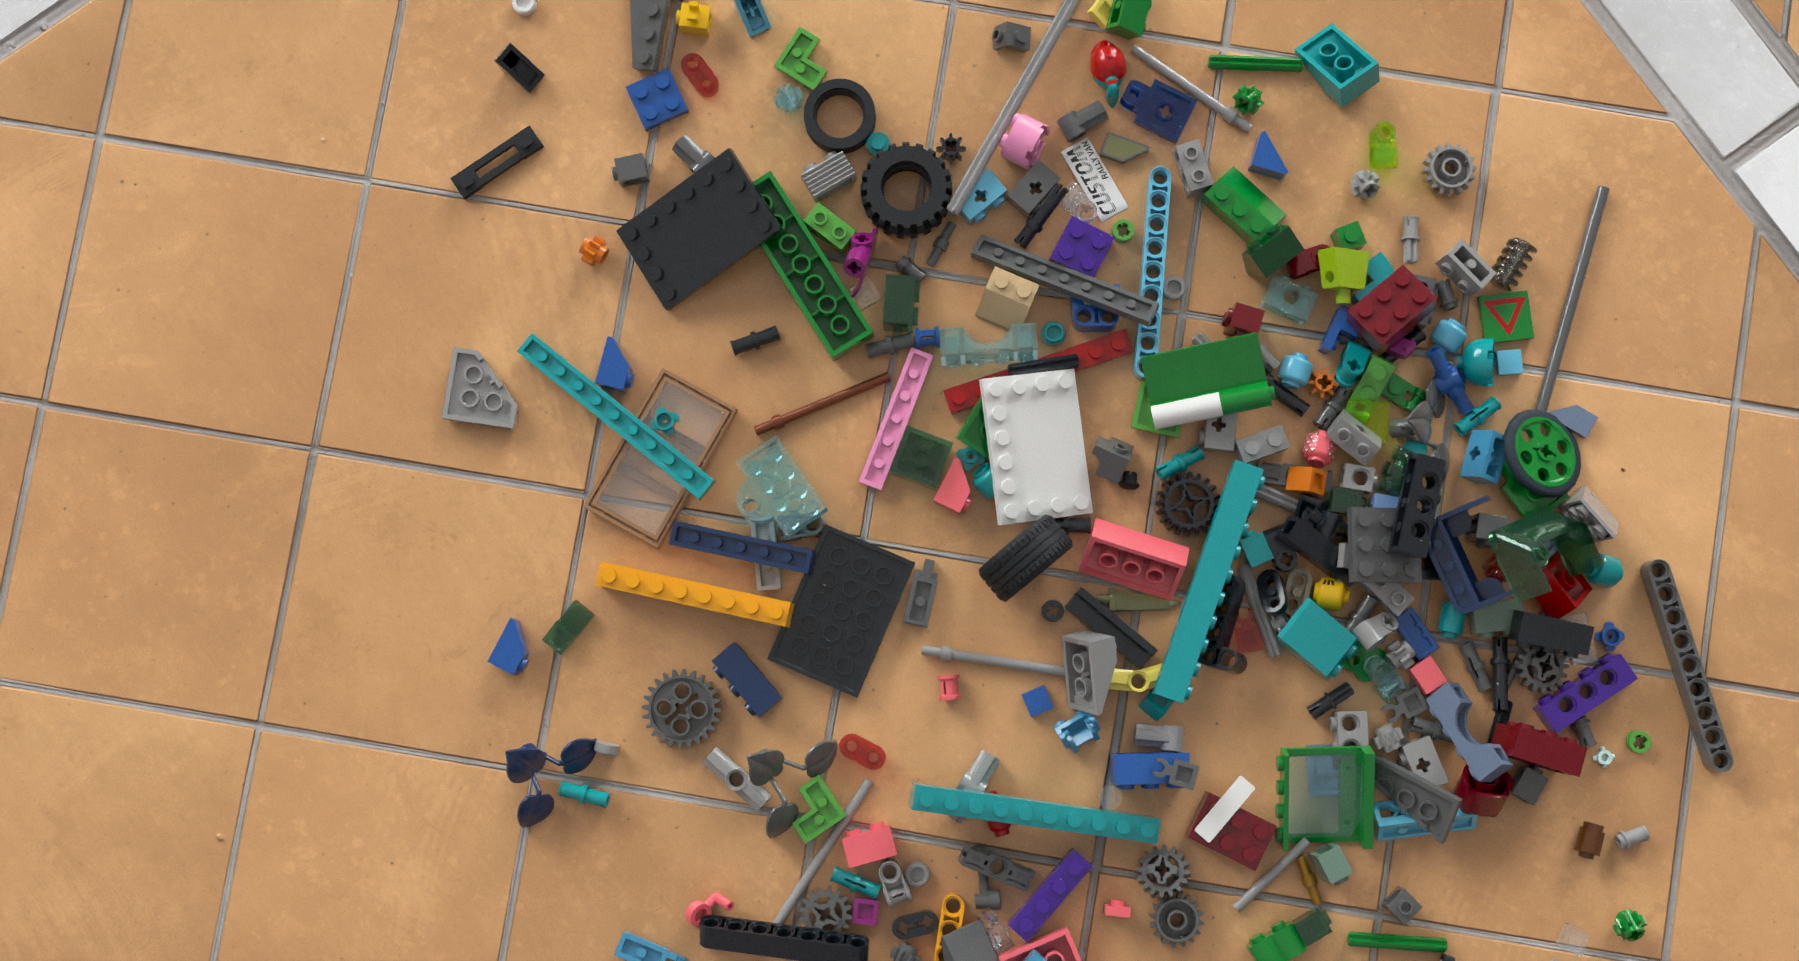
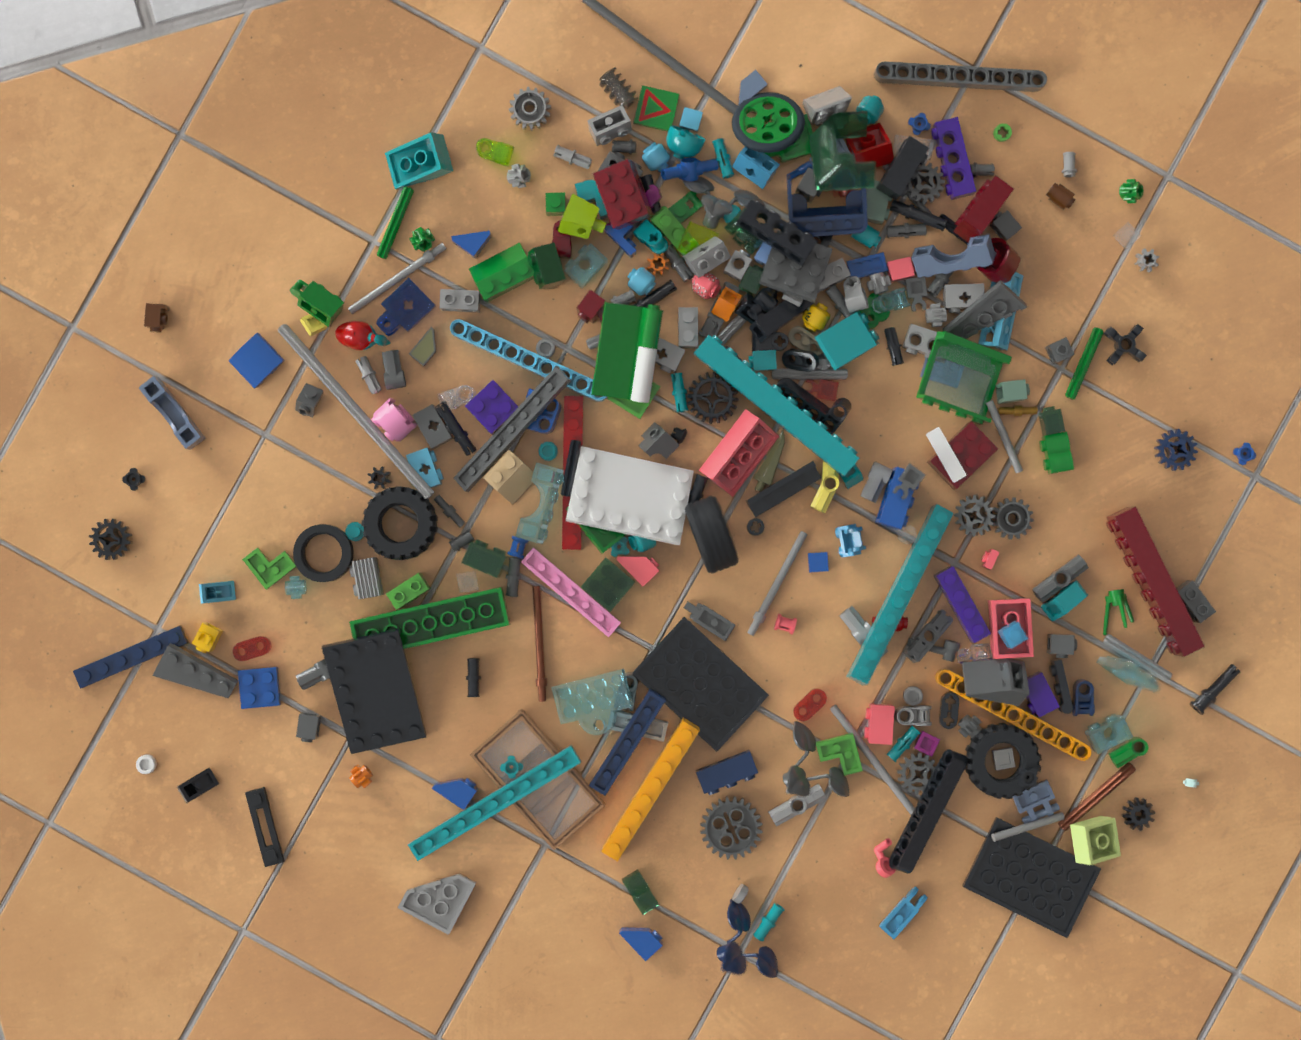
camera: 80 degrees left, 5 degrees up
(860, 256) = (438, 576): magenta panel -> none
(1066, 95) = (368, 375): none -> light grey axle
(1088, 669) = (808, 516): light grey slope -> none
(1094, 179) = (440, 376): white sticker -> none
(1130, 229) = (487, 376): bright green bush -> none
(1496, 511) = (800, 170): none -> blue pin
(1603, 757) = (1004, 162): light aqua piece -> none

